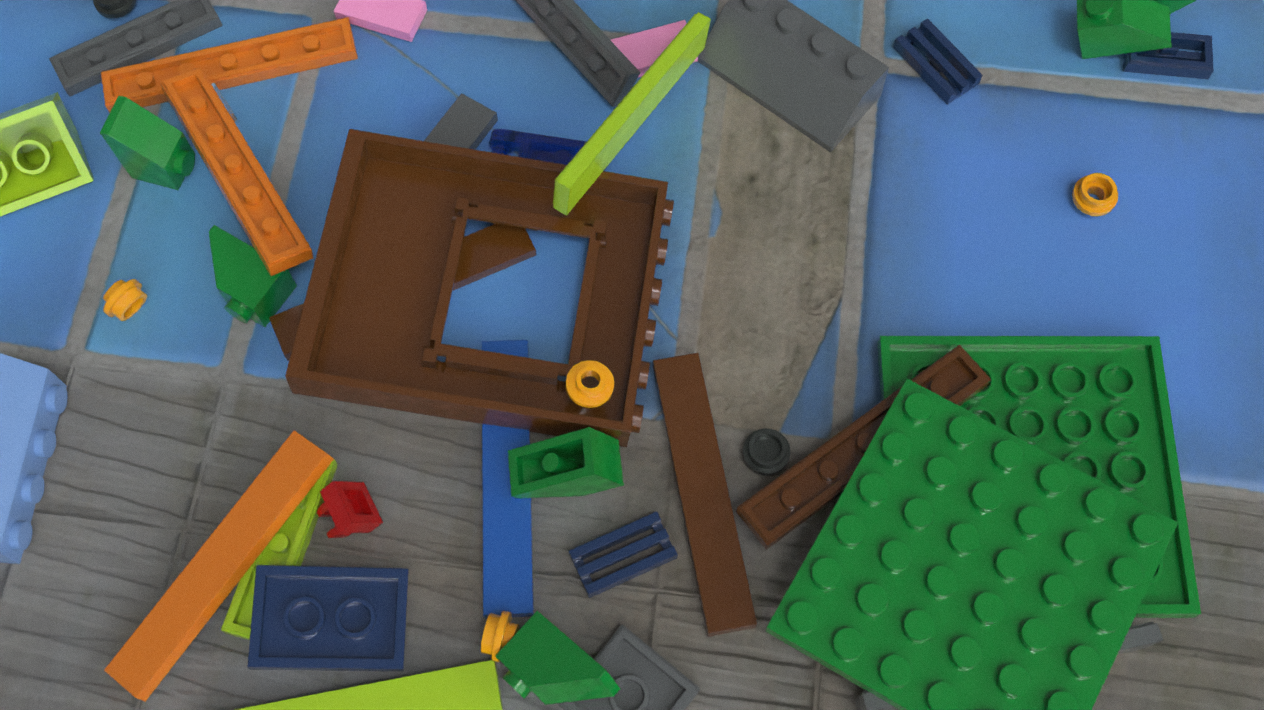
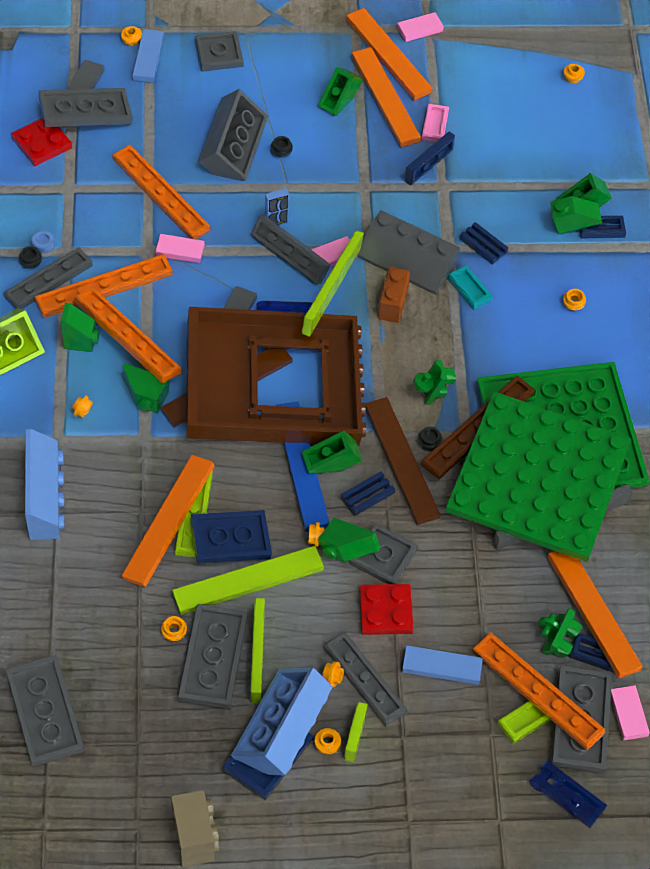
camera: 15 degrees left, 10 degrees down
(349, 507) = (228, 489): red tile -> none
(586, 396) = (336, 417): light orange plate -> none
(748, 145) = (393, 294): none -> dark orange brick
(793, 337) = (434, 382): none -> green hips
(897, 145) = (470, 287): none -> teal tile

